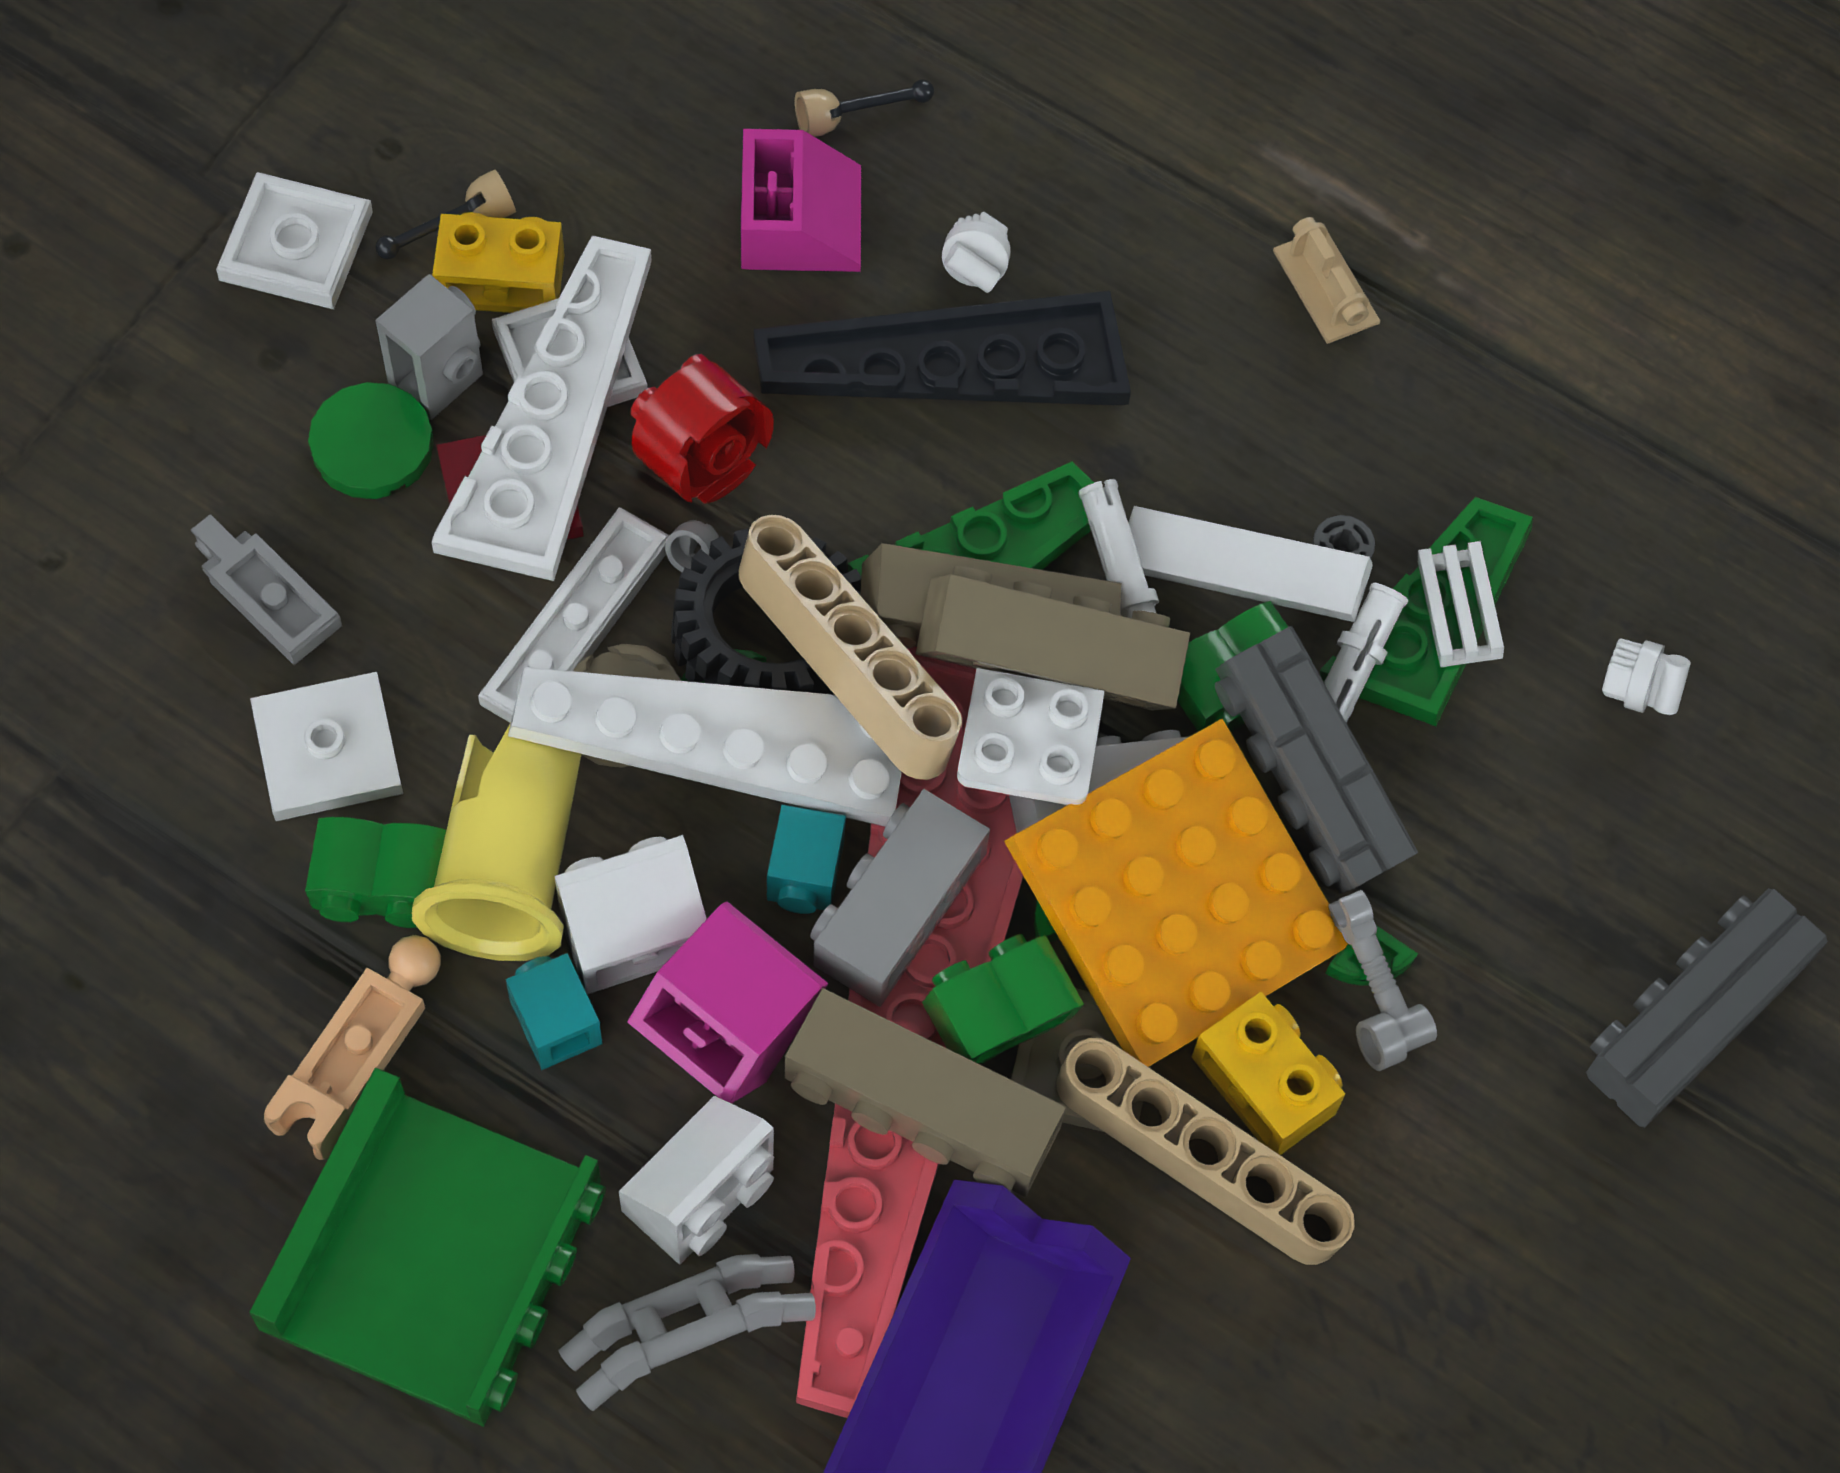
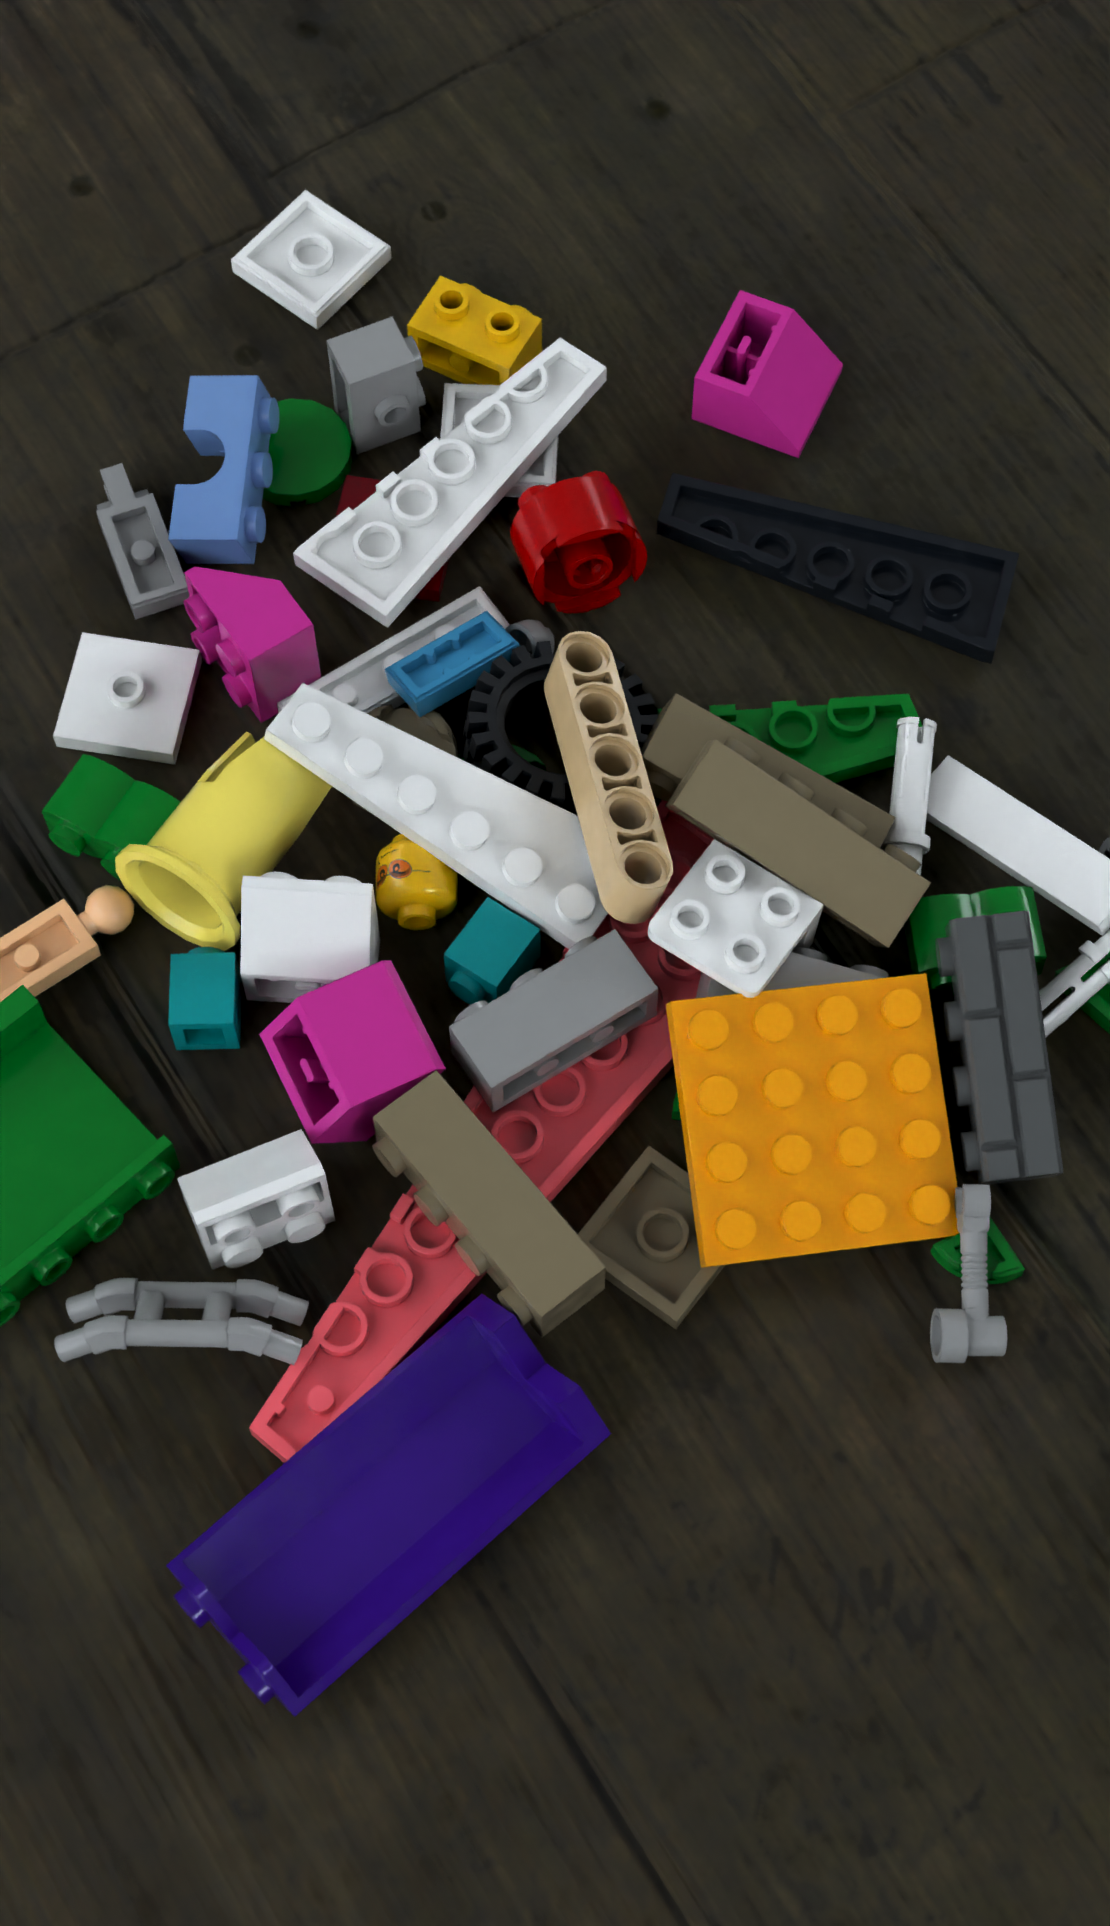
camera: 30 degrees right, 0 degrees up
(337, 532) = (224, 515): none -> medium blue arch
(433, 639) = (253, 635): none -> dark pink slope
(484, 196) = (492, 278): hinge -> none
(634, 593) = (450, 663): none -> dark azure plate
(705, 815) = (414, 885): none -> yellow head
(820, 110) = (831, 304): hinge -> none
(977, 251) = (913, 475): white piece -> none
(1002, 1000) = (601, 1150): green brick -> none
(1237, 1151) = (728, 1398): tan beam -> none
(1269, 1073) = (826, 1321): yellow brick -> none

